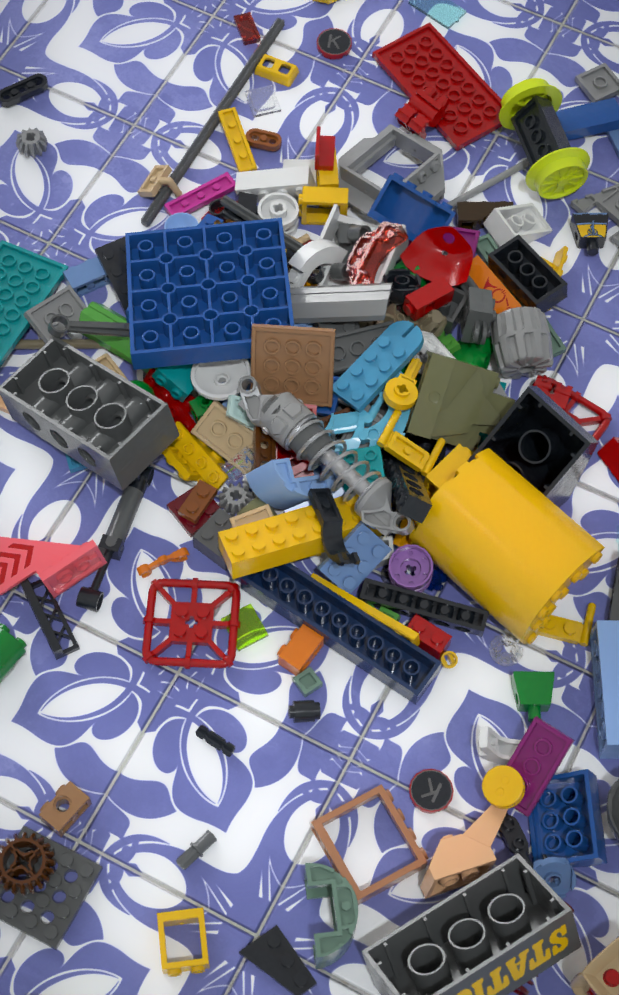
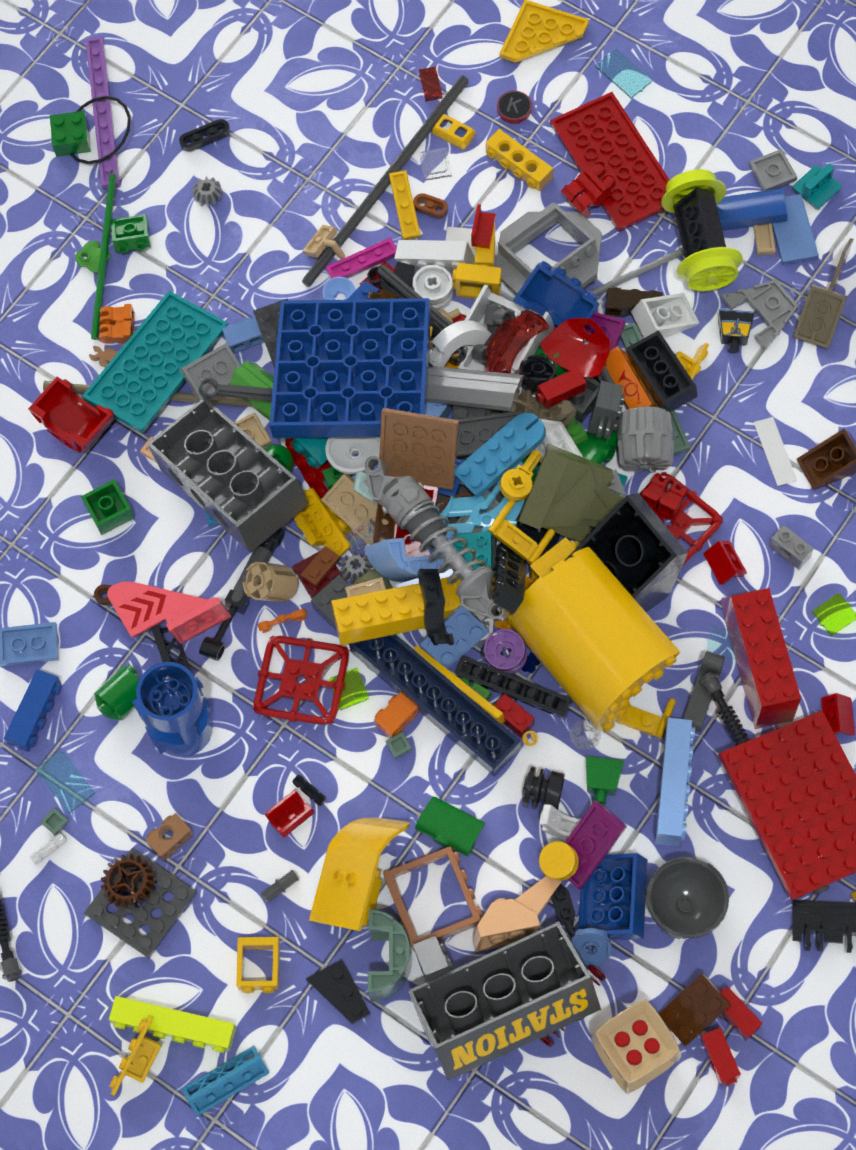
camera: 15 degrees right, 5 degrees up
(58, 663) = (174, 717): none -> blue cylinder
(146, 522) = (270, 582): none -> tan cylinder
(196, 768) = (289, 813): none -> red bracket
(276, 825) = (350, 873): none -> yellow door
(304, 711) = (392, 772): black brick -> none
(347, 91) = (516, 152): none -> yellow brick
(376, 763) = (449, 826): none -> green panel
(381, 912) = (432, 958): none -> brick
(431, 791) = (496, 856): black tile -> none
(473, 711) = (543, 789): none -> black wheel
(602, 147) = (764, 239): none -> tan tile

